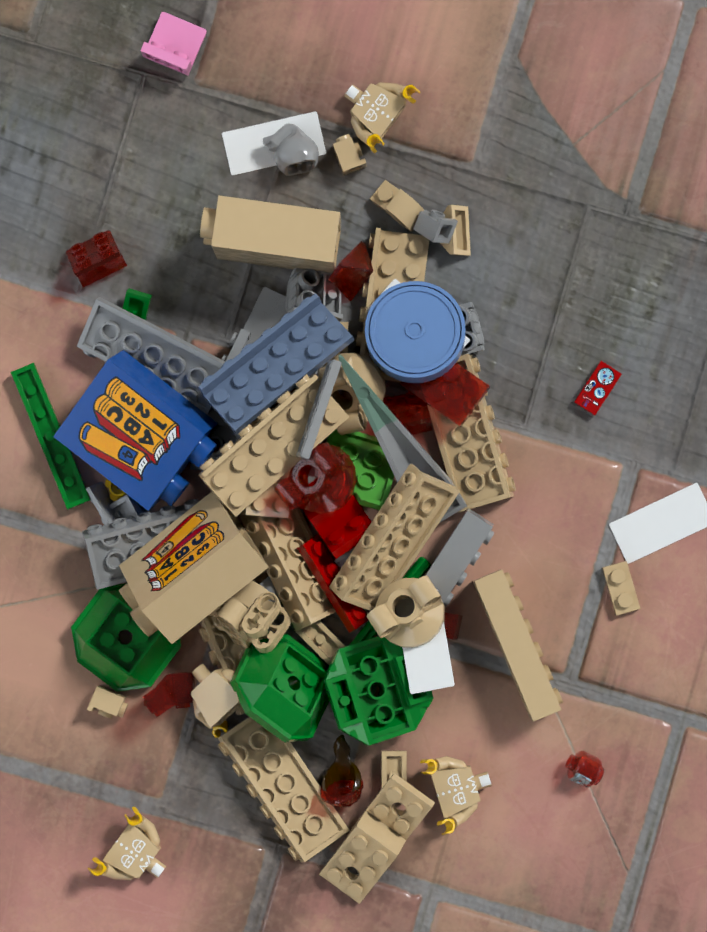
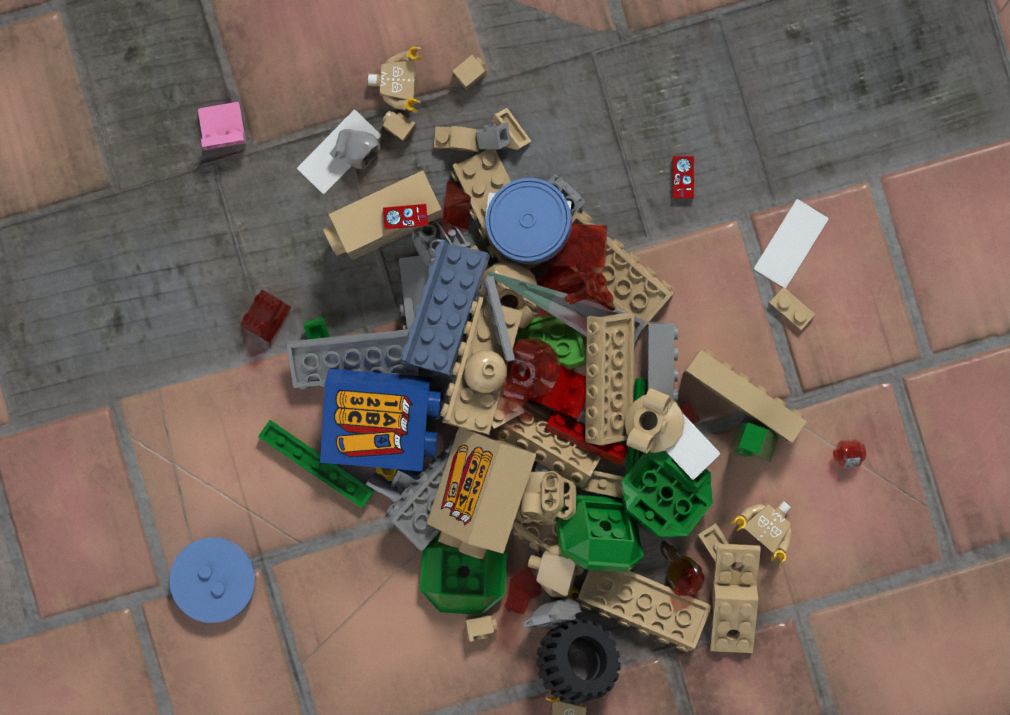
camera: 40 degrees left, 0 degrees up
(186, 736) = (553, 612): none -> light grey slope
(207, 807) = (600, 655): none -> black tyre
(272, 452) = (485, 371): none -> tan cylinder
(292, 247) = (405, 216): none -> tile
(435, 442) = (595, 287): none -> clear red plate
(454, 147) = (469, 71): none -> tan brick
(496, 695) = (754, 441): none -> green wedge

